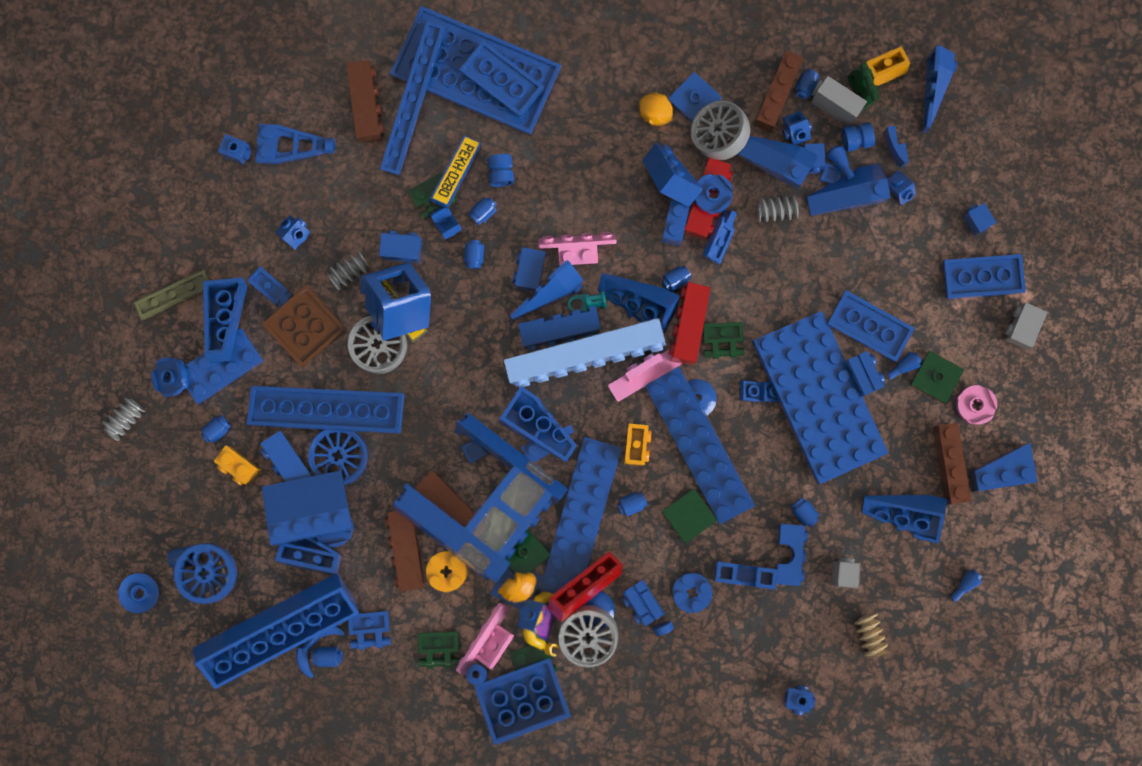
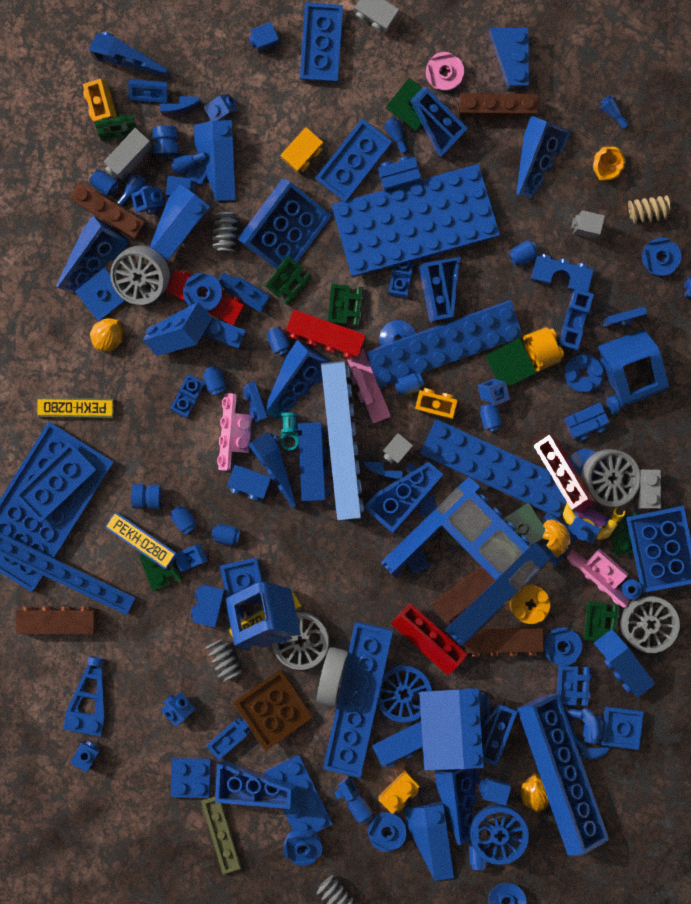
camera: 80 degrees left, 5 degrees up
(192, 449) = (388, 842): none -> blue plate
(200, 504) = (430, 834): none -> blue wedge
(226, 256) = (190, 777): none -> blue plate
(234, 413) = (347, 789): none -> blue tile
(238, 527) = (457, 795): none -> blue wedge
(251, 562) = (494, 789): none -> blue brick
(252, 604) = (534, 793): none -> light orange hair
(332, 687) = (622, 728): none -> blue plate
(339, 646) = (585, 715): none -> blue piece
(343, 378) = (332, 677): none -> light grey piece
(396, 473) = (429, 639): none -> red brick
(397, 678) = (624, 663): none -> blue wedge
(414, 602) = (571, 652): none -> blue plate
(422, 687) = (629, 635): none -> light grey piece
(435, 275) = (240, 575): none -> blue plate
(563, 396) = (378, 468): none -> blue slope
(579, 89) = (75, 407): none -> tile
(582, 678) = (649, 489): none -> light grey brick
(584, 411) = (396, 449): none -> light grey brick
(603, 266) = (256, 407): none -> blue plate
(606, 197) = (187, 396): none -> blue slope
(626, 220) = (214, 380): none -> blue brick
(652, 415) = (409, 384): none -> blue brick
(658, 502) = (494, 391): none -> blue brick
(710, 546) = (543, 348): none -> light orange brick
(722, 633) = (626, 351): none -> blue piece
(733, 81) = (92, 251): none -> blue wedge
(741, 273) = (284, 276): none -> dark green plate
(755, 626) = (625, 317): none -> blue plate
(756, 431) = (439, 287): none -> blue wedge
(791, 267) = (284, 225): none -> blue slope
(811, 113) = (133, 185): none -> blue cone
(819, 666) = (668, 248): none -> blue plate
(871, 273) = (302, 150): none -> light orange brick
(905, 113) = (148, 91): none -> blue plate
(912, 586) = (608, 163): none -> light orange hair
(926, 403) = (437, 120): none -> blue wedge

